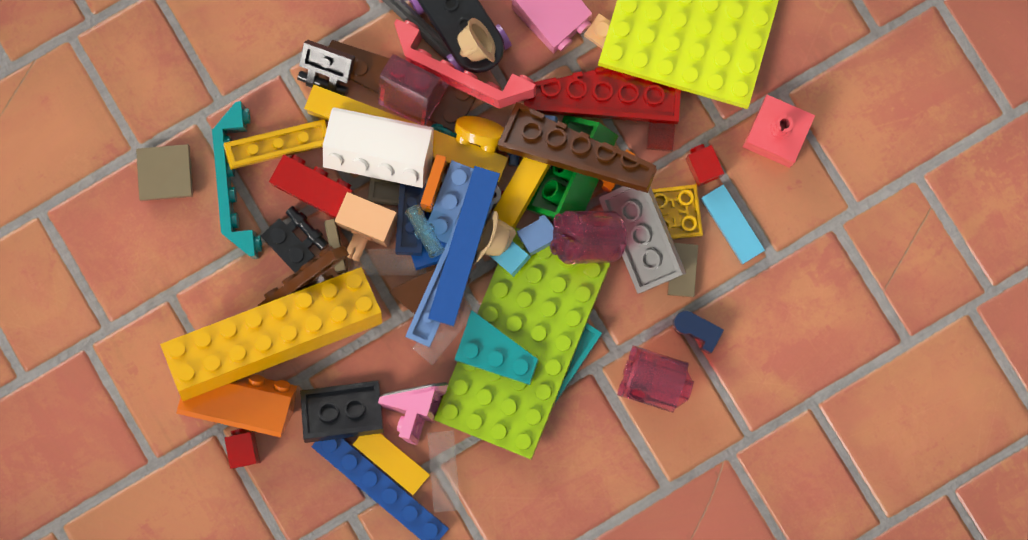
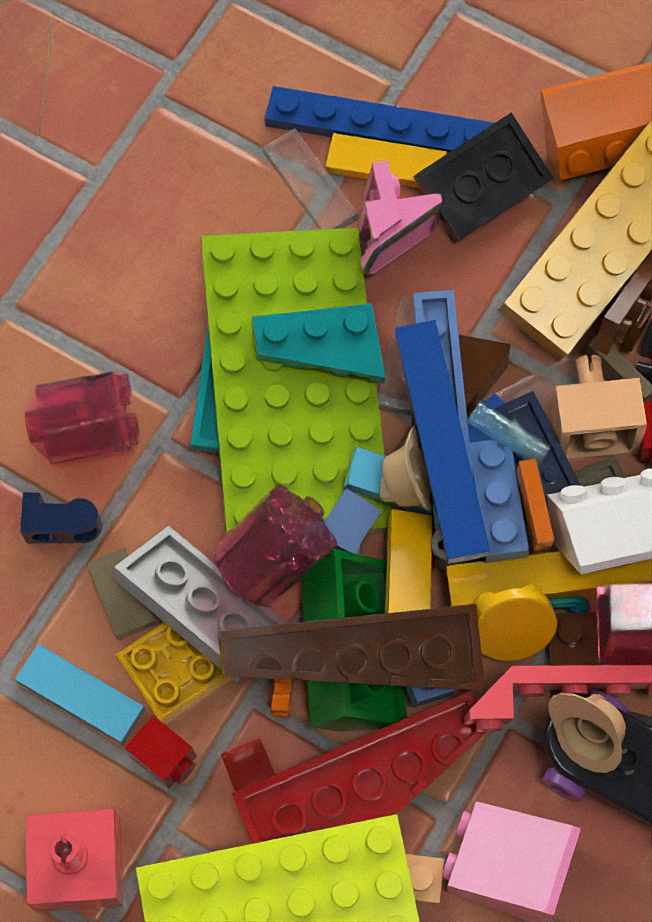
camera: 155 degrees right, 15 degrees down
(242, 448) = (578, 64): red brick -> none

